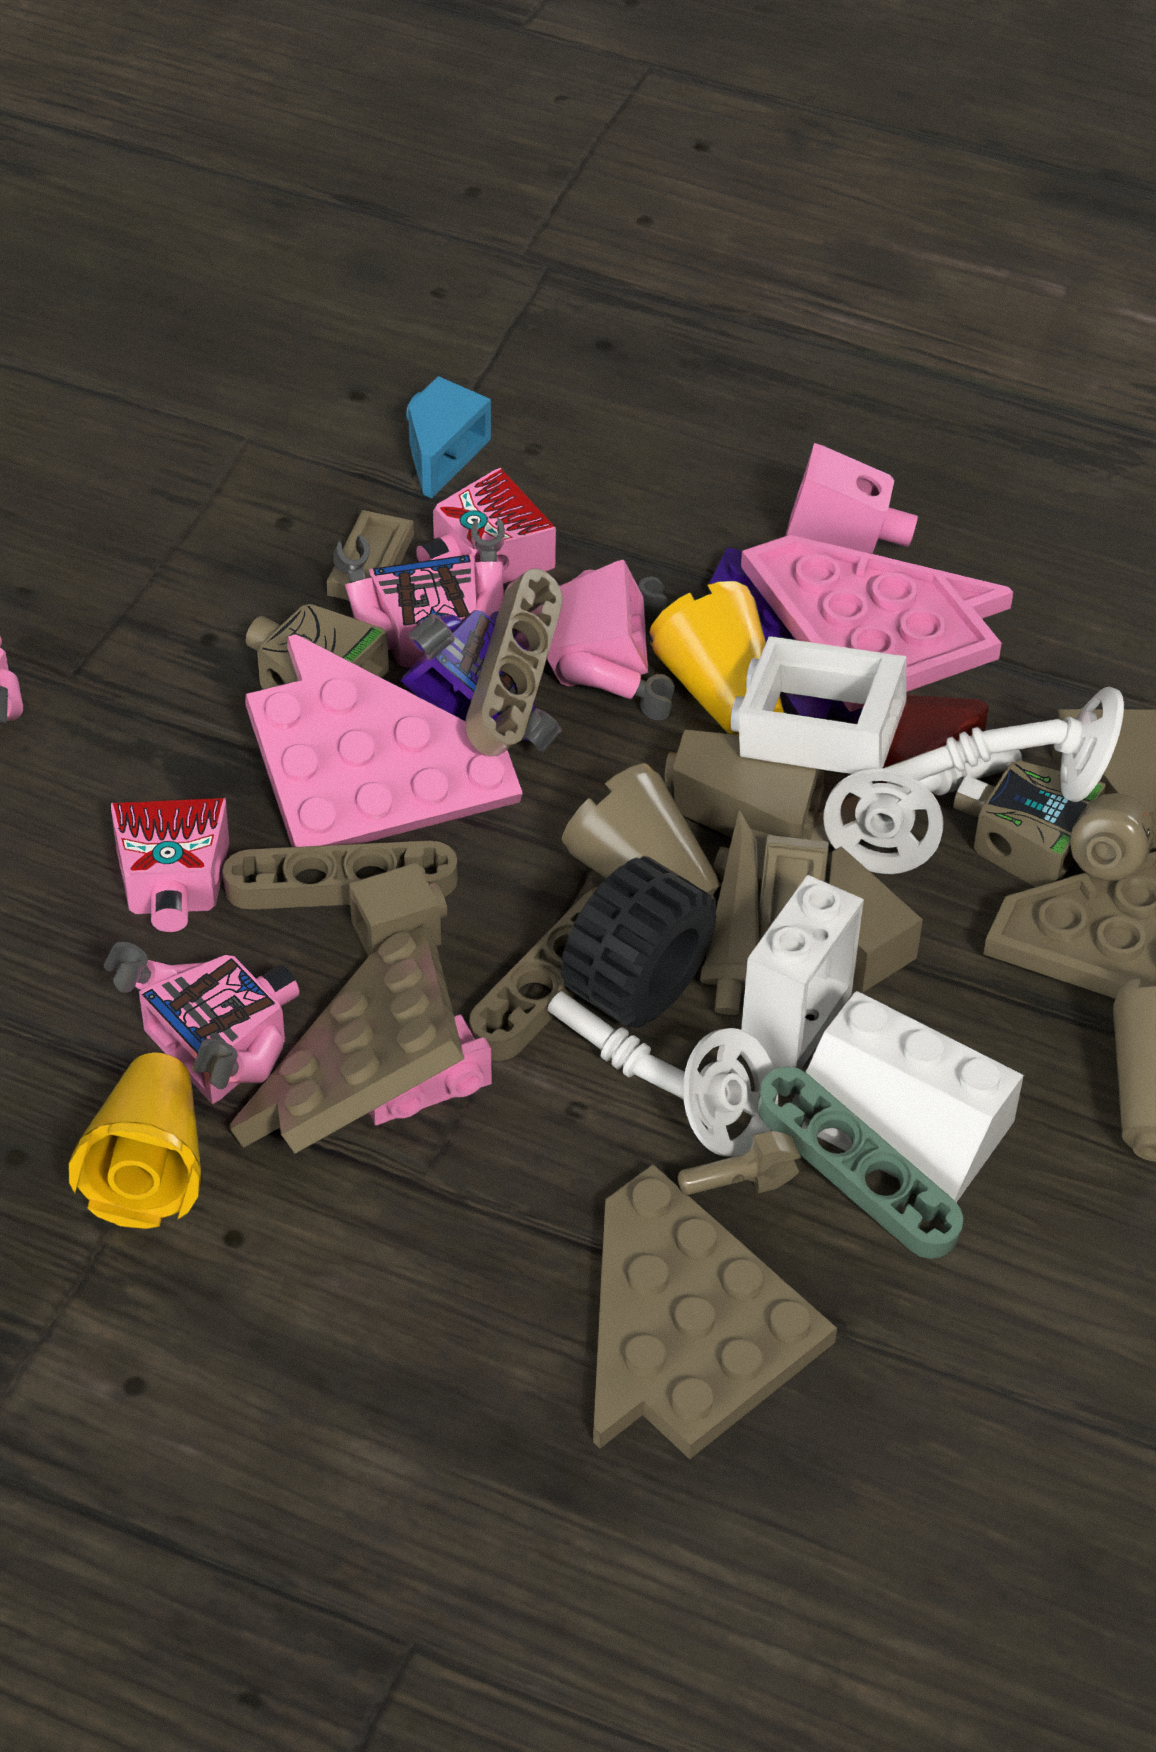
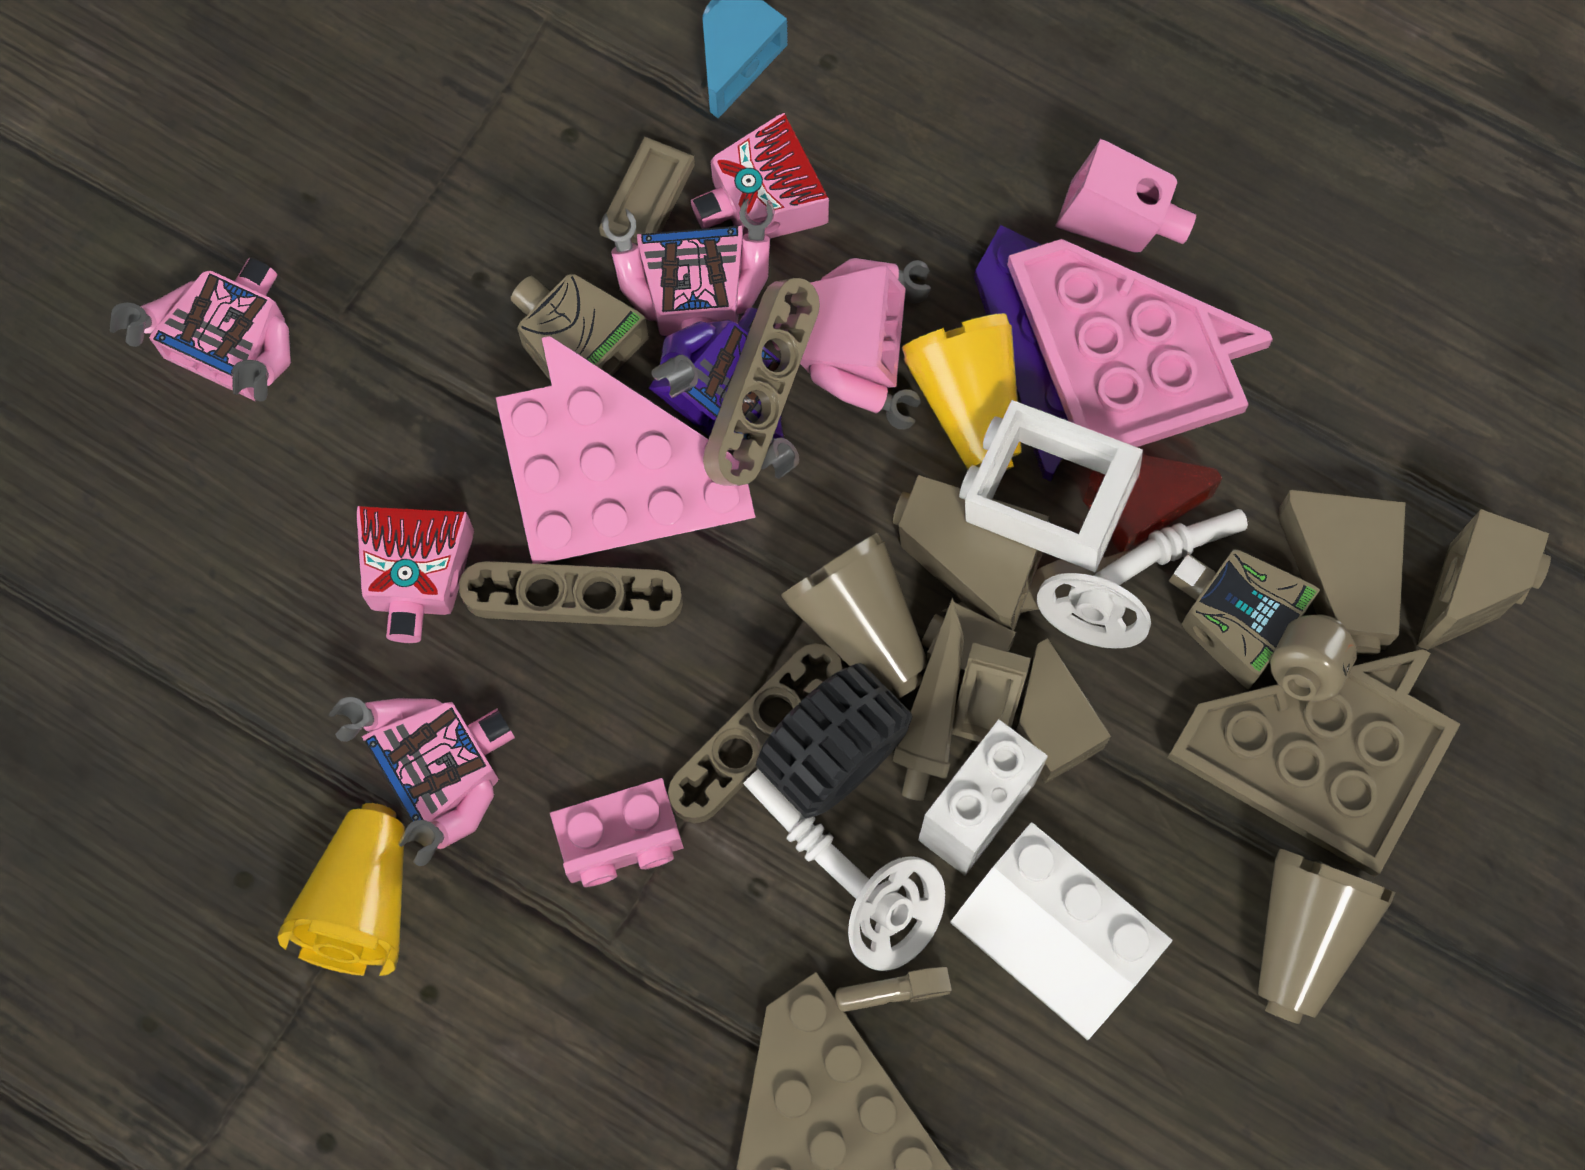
camera: 10 degrees right, 25 degrees up
(367, 1047) = (569, 822): dark tan wing -> none
(395, 904) = (617, 654): dark tan brick -> none
(867, 1154) = (1009, 993): sand green beam -> none
(1084, 745) = (1291, 564): white dish -> none

